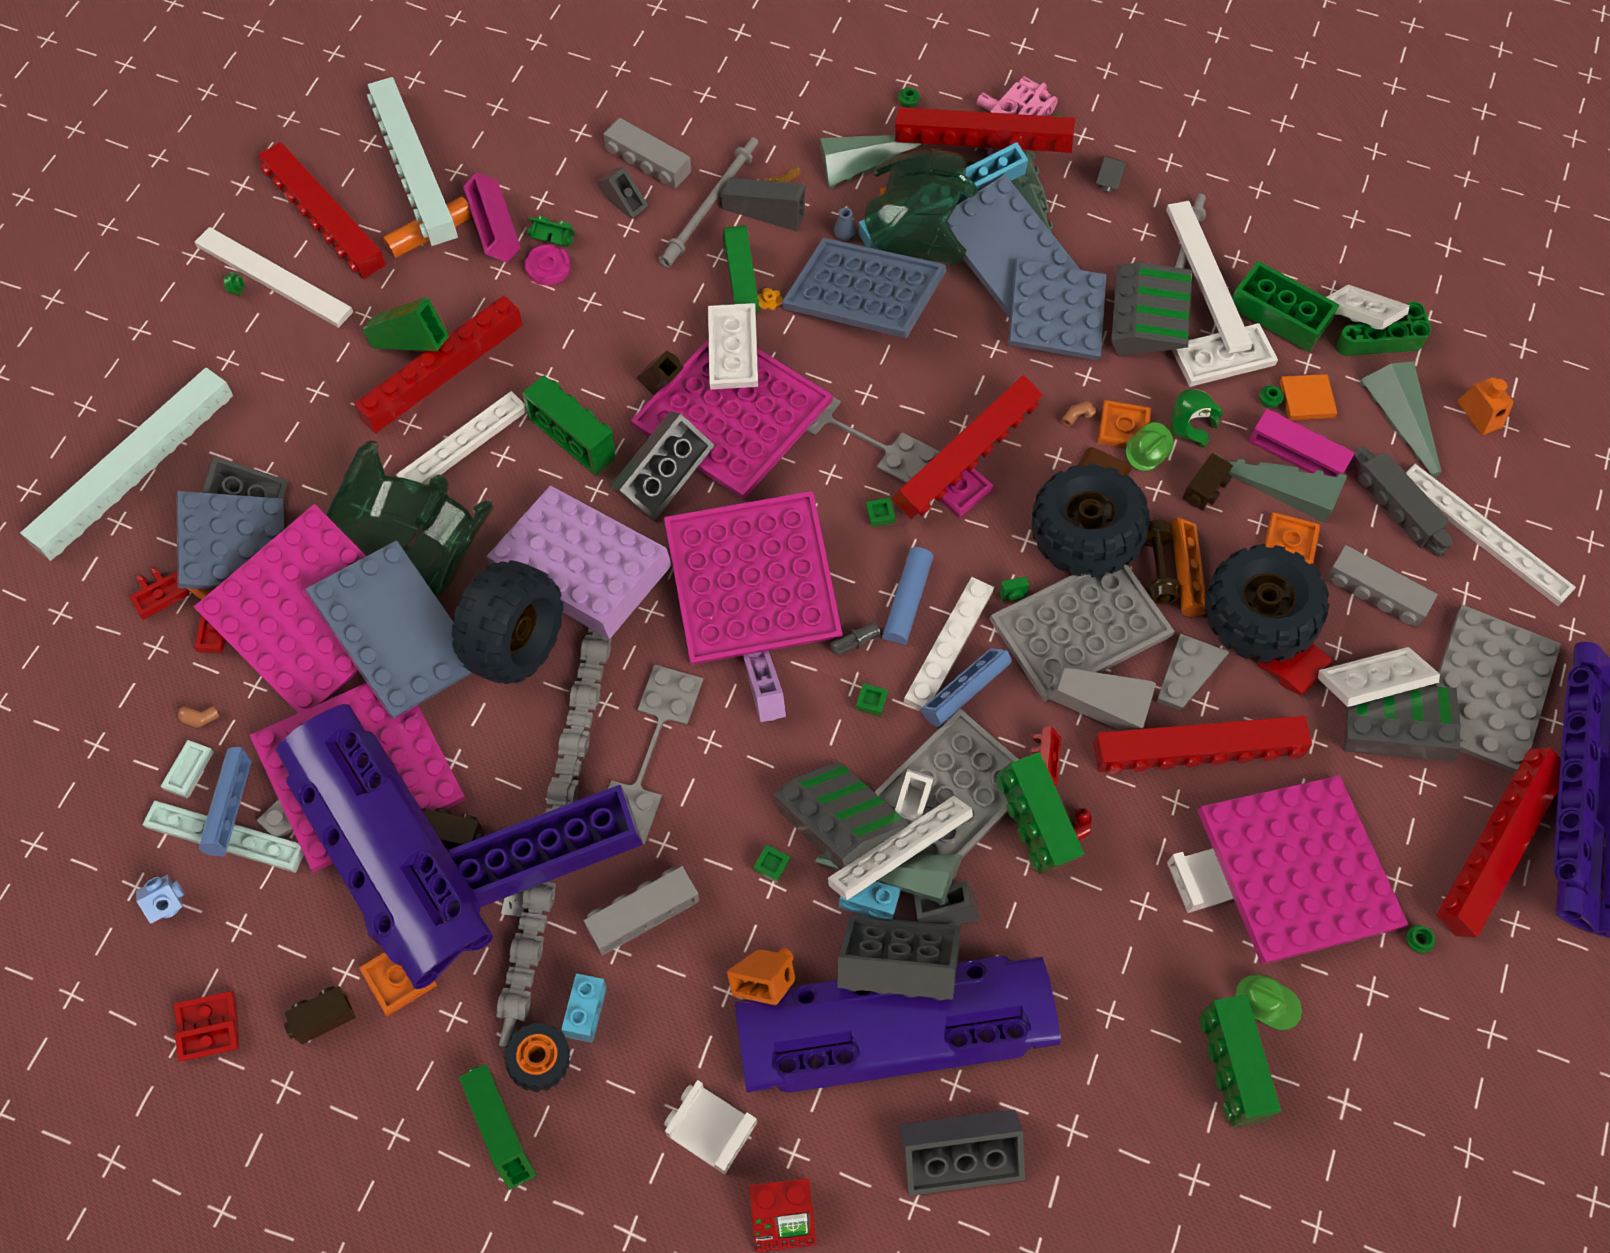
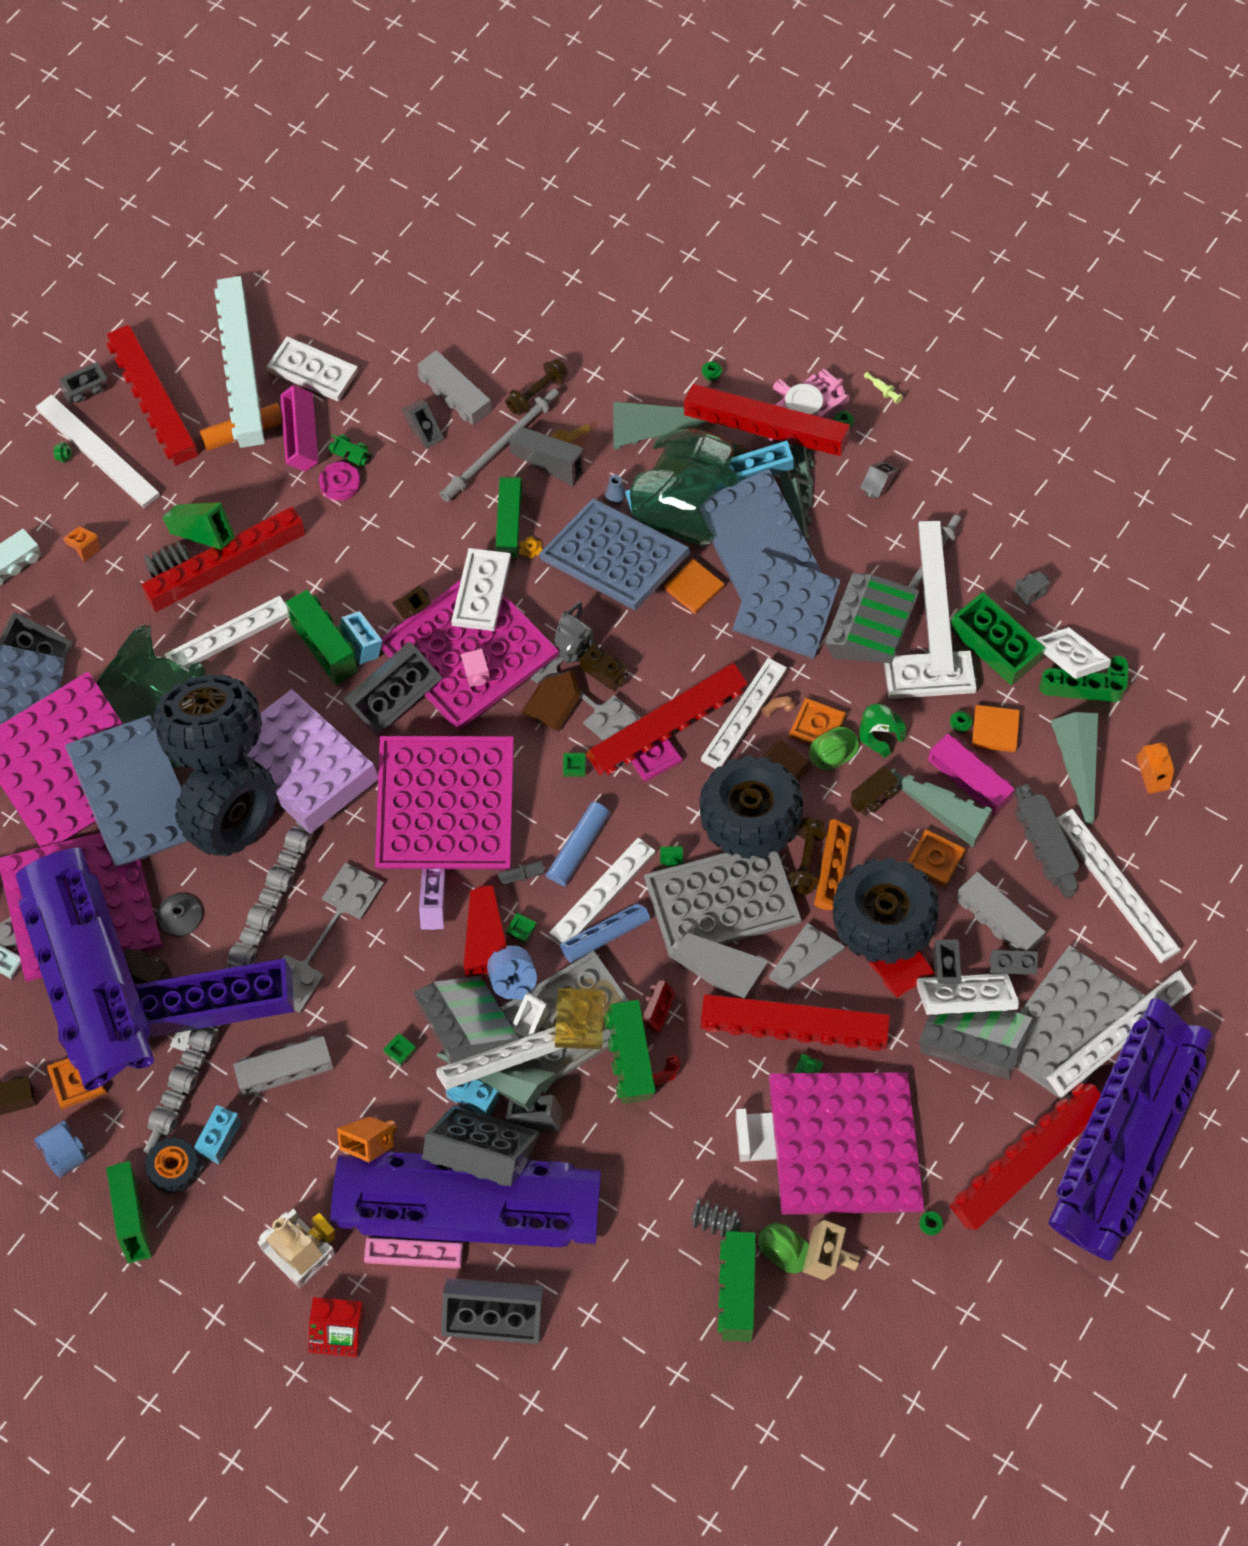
camera: 15 degrees right, 0 degrees up
(243, 208) = (83, 383): none -> dark grey brick
(279, 371) = (84, 542): none -> orange slope
(375, 374) = (166, 559): none -> dark grey piece
(398, 1067) = (60, 1149): none -> medium blue brick
(470, 530) = (207, 721): none -> black wheel
(477, 770) = (182, 923): none -> dark grey dish
(490, 157) = (312, 368): none -> white plate
(616, 416) = (362, 637): none -> medium azure brick
(711, 1127) = (293, 1245): none -> tan brick
(719, 154) = (555, 372): none -> dark brown piece
(735, 1098) = (321, 1229): none -> yellow tile
(749, 427) = (475, 668): none -> bright pink brick
(835, 717) = (483, 931): none -> red slope
(838, 448) = (554, 699): none -> reddish brown tile
(845, 377) = (573, 636): none -> dark grey piece
(849, 1101) = (413, 1253): none -> bright pink tile
(879, 750) = (512, 972): none -> medium blue brick
(884, 406) = (604, 668): none -> dark brown brick
(953, 308) = (694, 586): none -> orange tile
(971, 787) = (579, 1018): none -> clear yellow tile
(1016, 103) = (804, 399): none -> white piece
(1045, 429) = (744, 714): none -> white plate
(1092, 89) = (888, 391): none -> yellowish green piece
(1186, 984) = (715, 1218): none -> dark grey piece
(1230, 789) = (808, 1065): none -> green plate
(1299, 251) = (1032, 587): none -> dark grey brick
(1321, 997) = (826, 1252): none -> tan brick
(1346, 646) = (947, 962): none -> dark grey slope
(1412, 633) = (1013, 962): none -> dark grey hinge
(1546, 692) = (1114, 1036): none -> white tile

